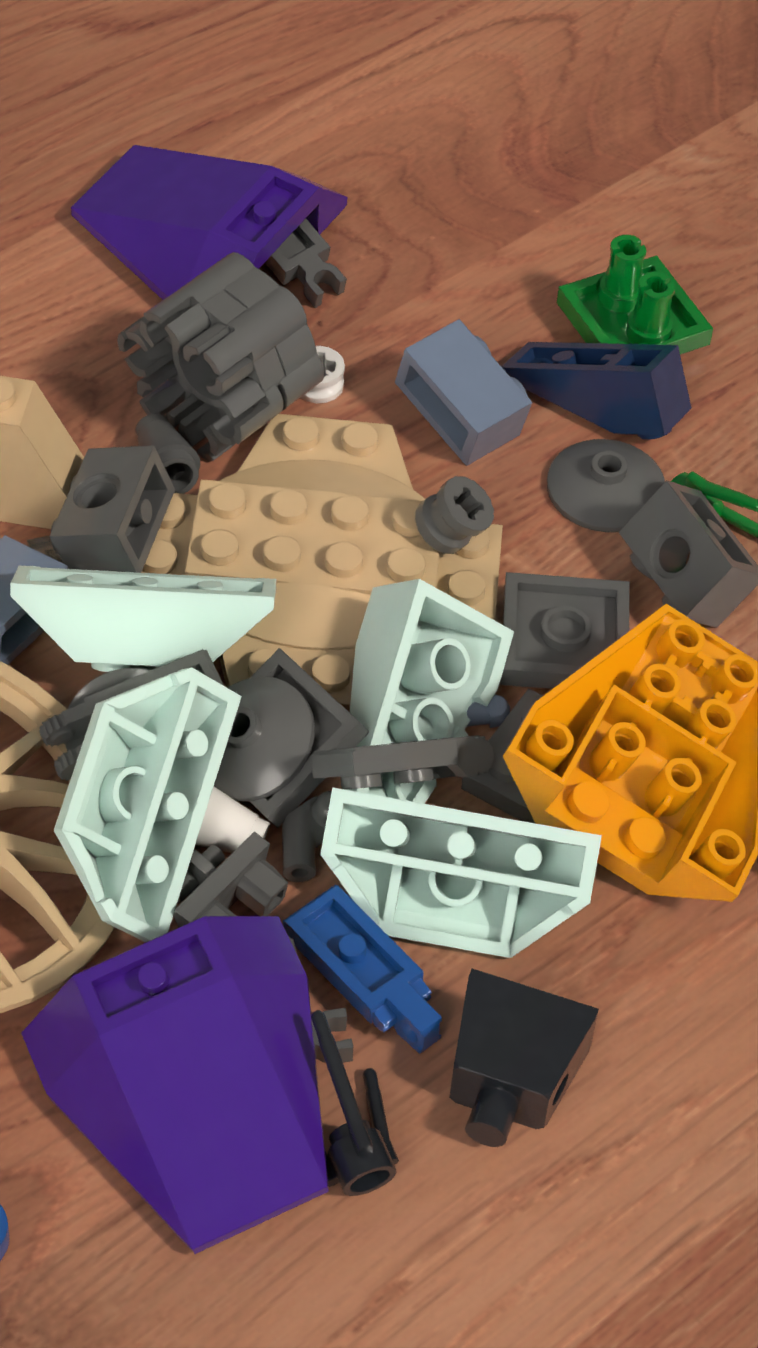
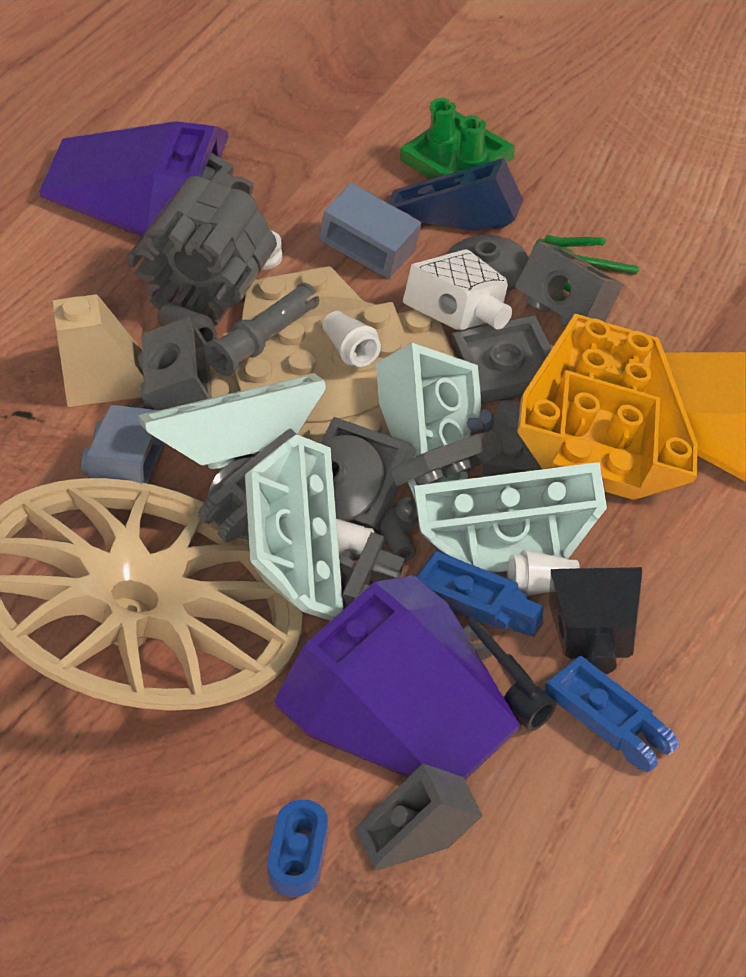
camera: 15 degrees left, 5 degrees down
(130, 1279) = (419, 818): none -> dark grey slope
(221, 498) = (249, 336): none -> dark grey pin
(354, 544) = (353, 340): none -> white cone
(453, 954) = (532, 570): none -> white cone
(454, 515) = (407, 304): dark grey wheel -> none
(465, 1207) = (611, 712): none -> blue hinge
(543, 516) = (458, 291): none -> white torso

